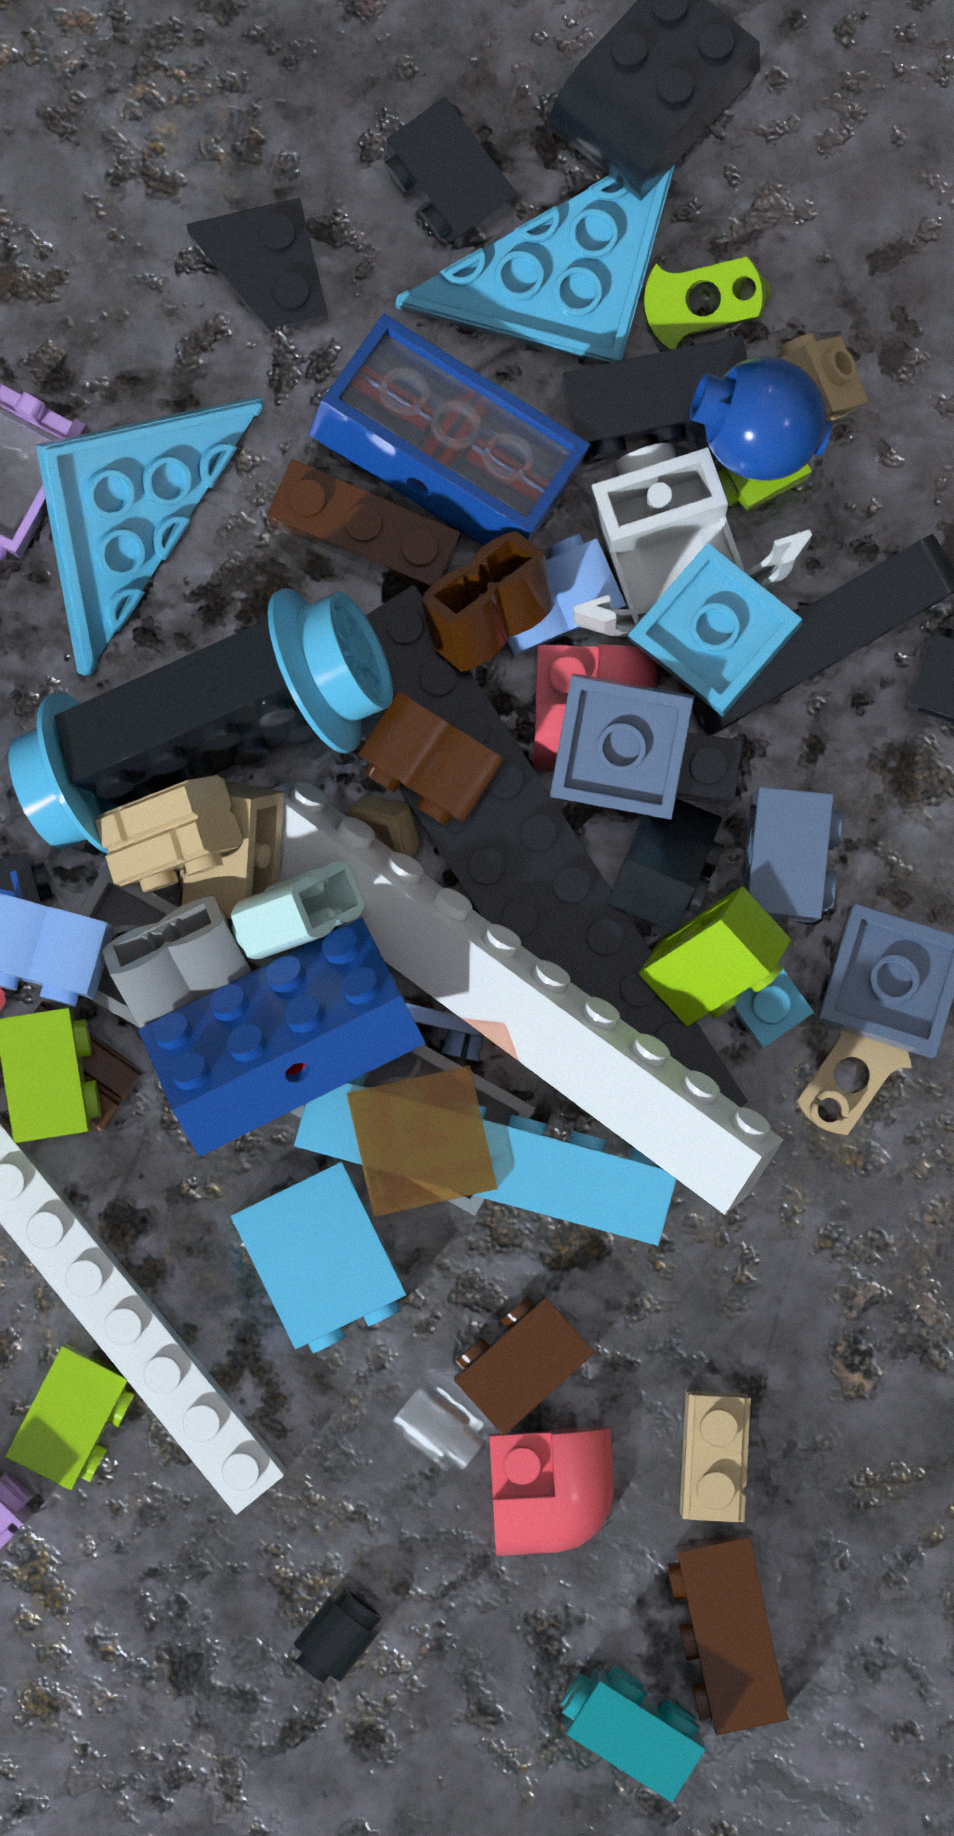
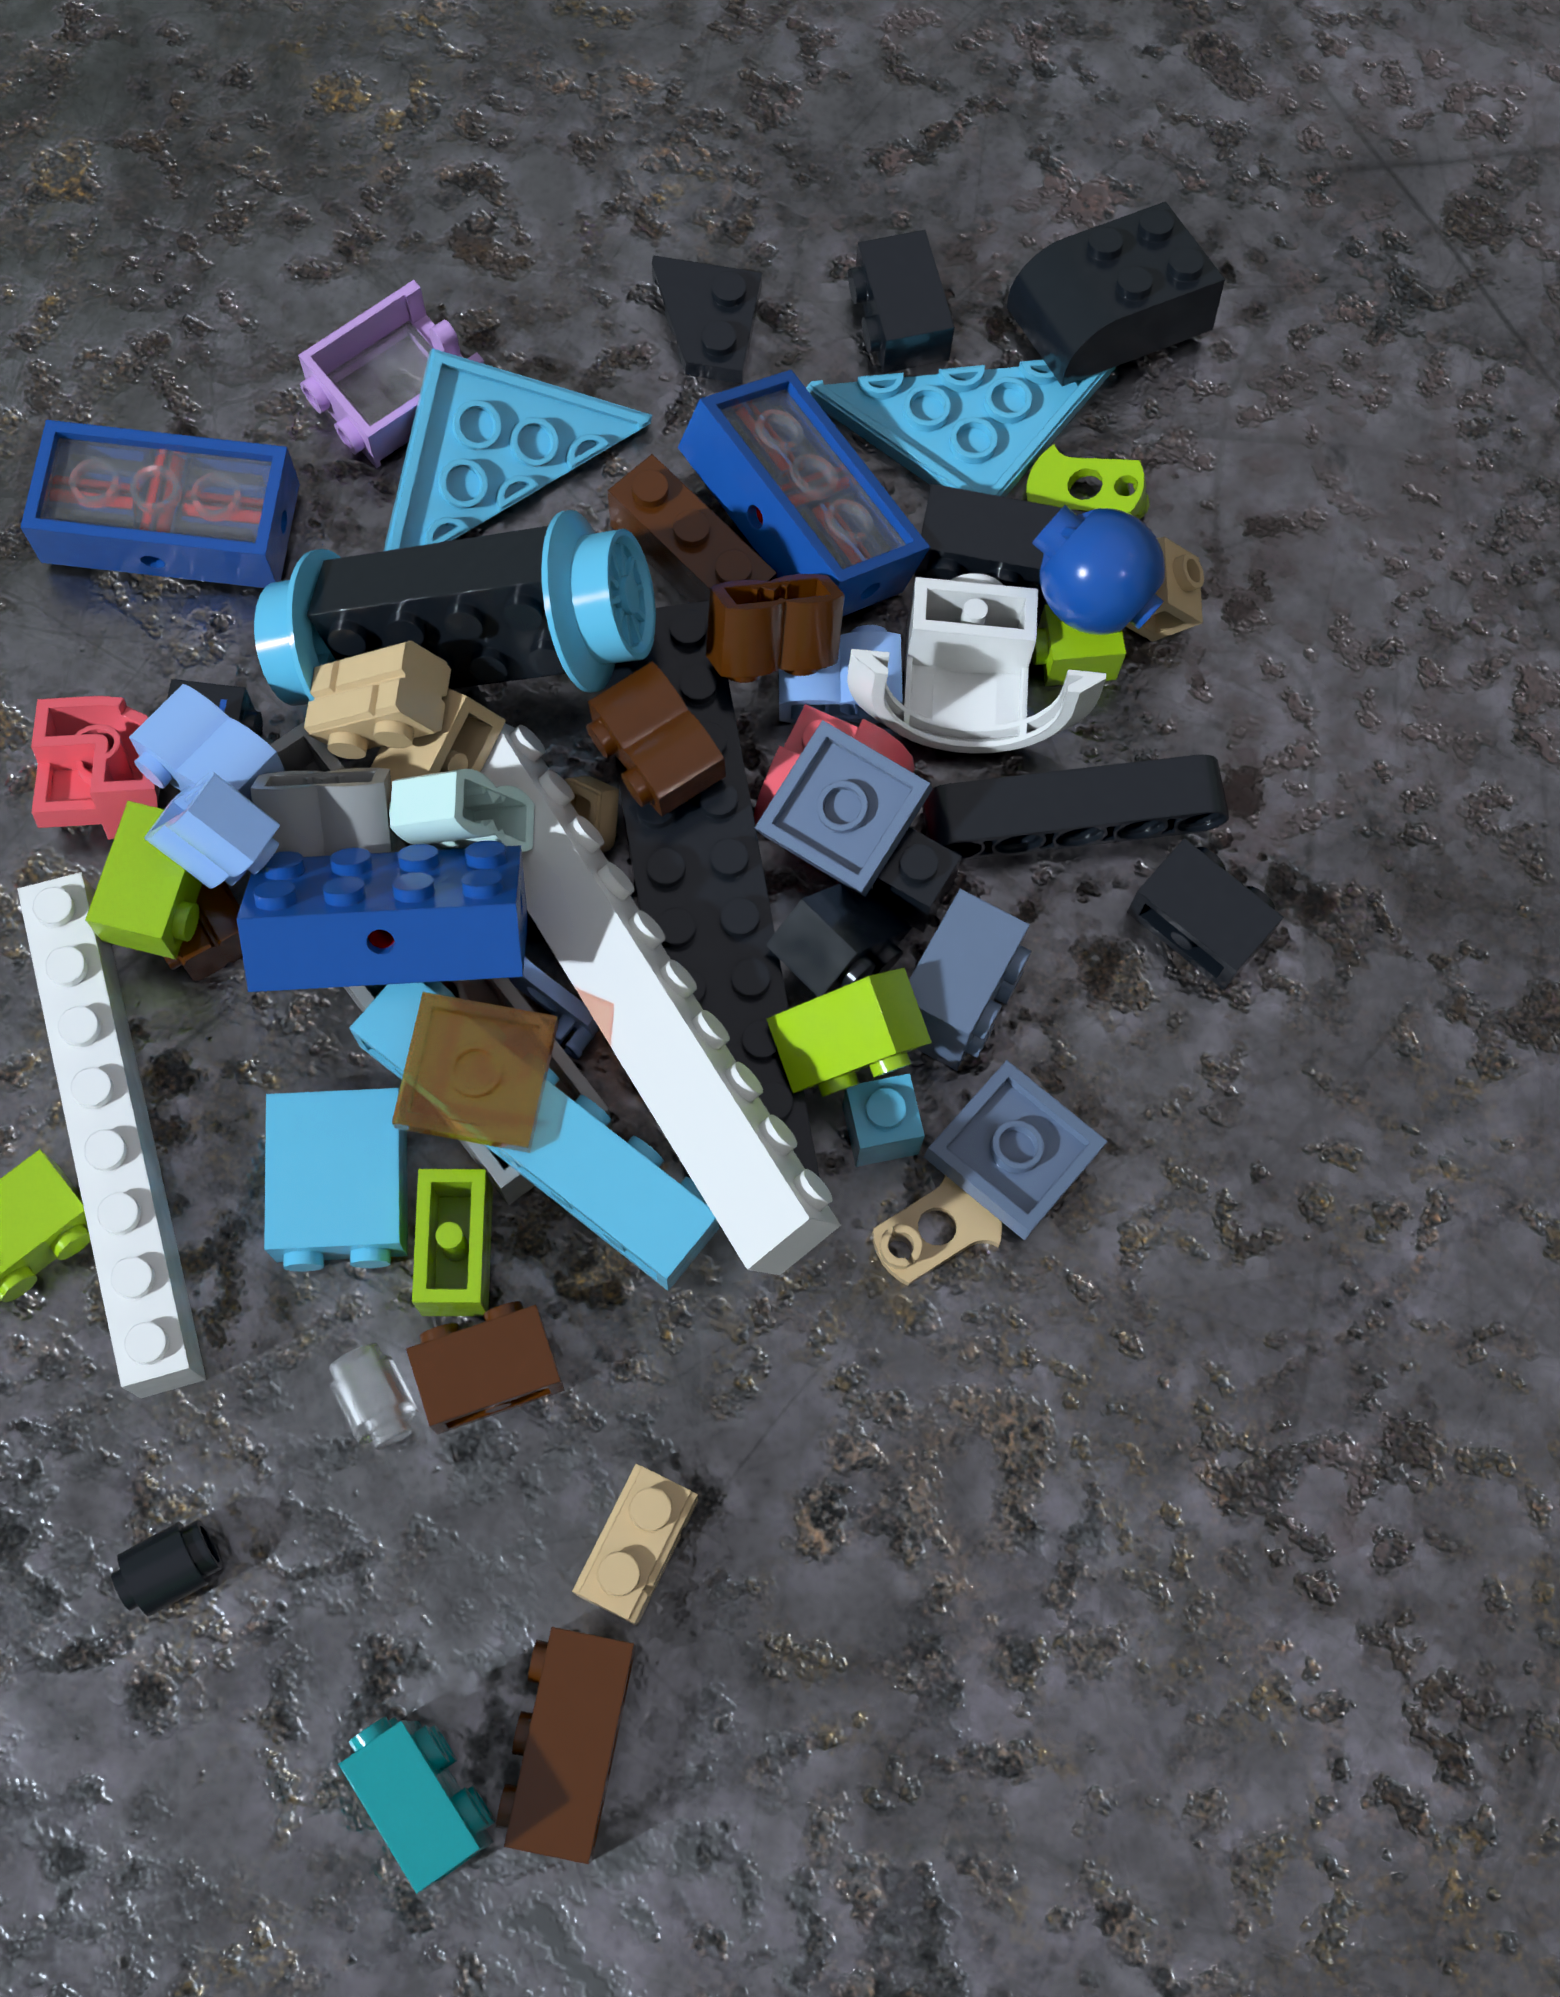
camera: 25 degrees right, 15 degrees down
(99, 1030) = (215, 832): none -> light blue brick
(449, 1274) = (452, 1242): none -> lime brick
(550, 1488) = (454, 1509): coral brick -> none
(715, 629) = (977, 748): medium azure plate -> none

